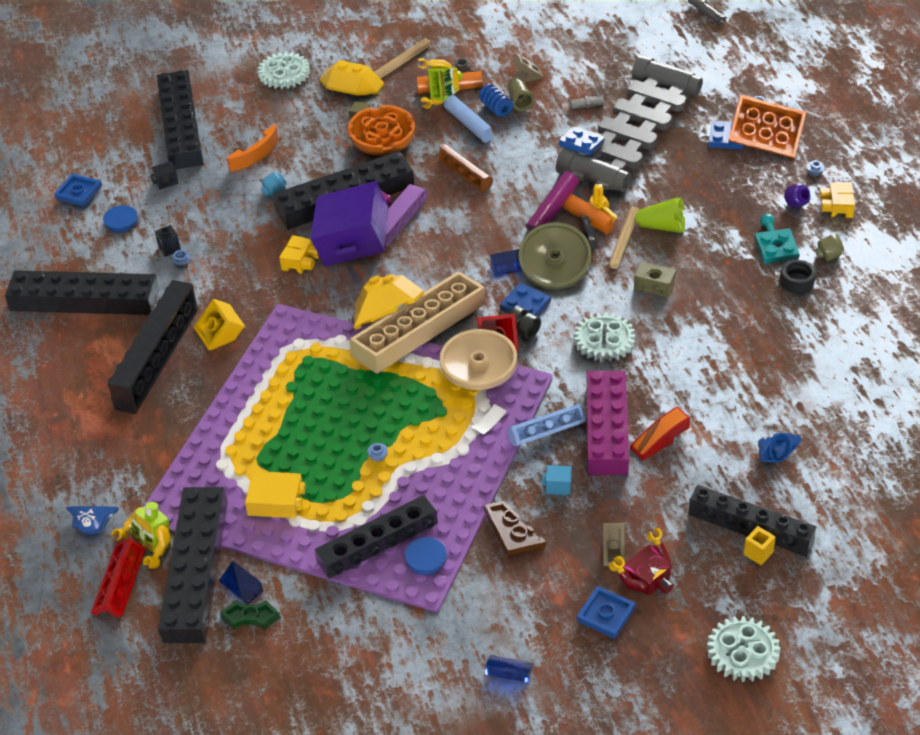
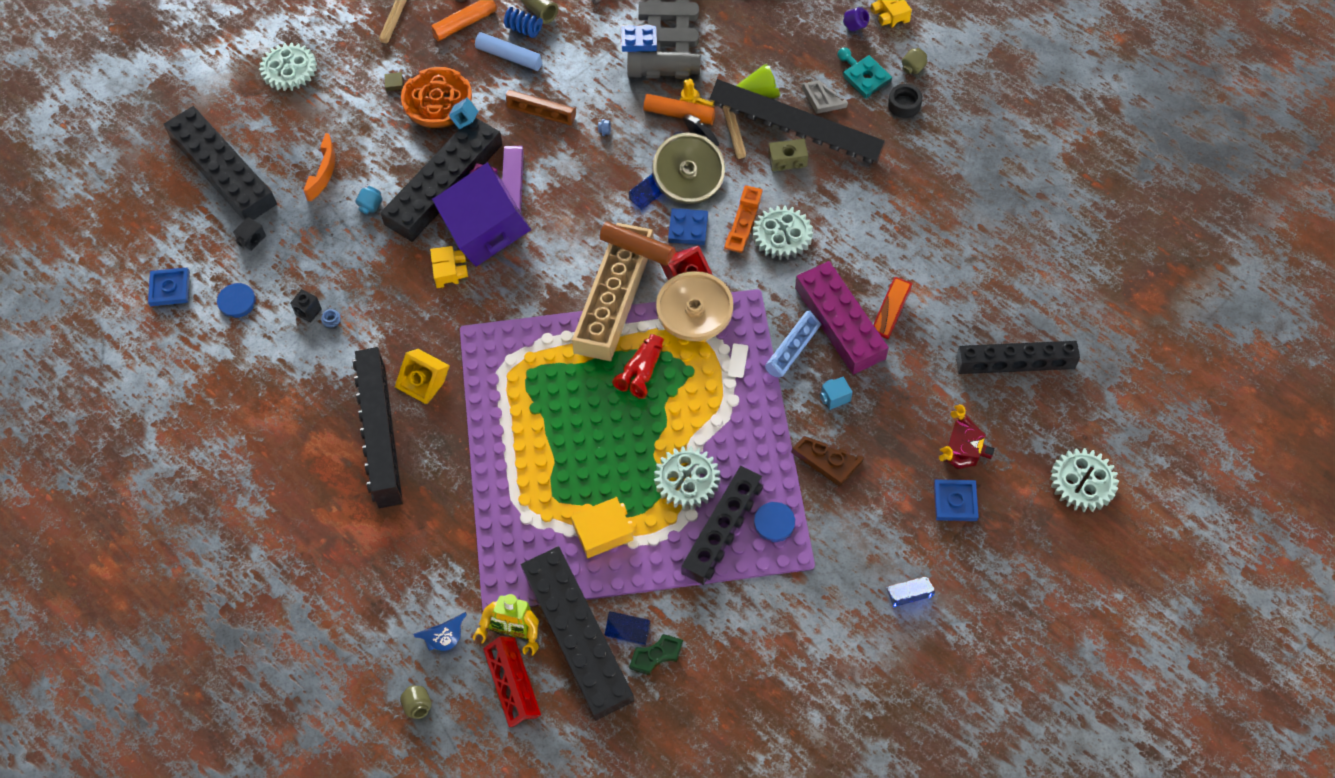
camera: 30 degrees left, 15 degrees up
(32, 558) = (415, 701): none -> olive head
(82, 292) = (258, 400): black brick -> none
(351, 79) = (362, 51): yellow wedge -> none
(374, 488) = (672, 467): none -> light aqua gear
(377, 452) = (663, 444): medium blue plate -> none
(384, 296) = (568, 283): yellow wedge -> none
(390, 144) = (463, 113): none -> dark azure brick
(398, 388) = (641, 366): none -> red piece
(442, 81) = (464, 22): torso -> none
(460, 290) = (637, 243): none -> dark orange brick
(508, 202) = (604, 127): none -> medium blue plate
(526, 323) = (708, 247): pearl dark grey wheel -> none
(554, 200) = (650, 113): magenta brick -> none
(590, 305) = (744, 219): none -> orange slope
(613, 542) = (923, 434): dark tan slope -> none
(681, 255) = (797, 121): none -> black brick
(721, 247) = (822, 98): none -> light grey wing
(759, 545) = (1040, 379): yellow brick -> none
(777, 446) = (992, 276): blue hat -> none

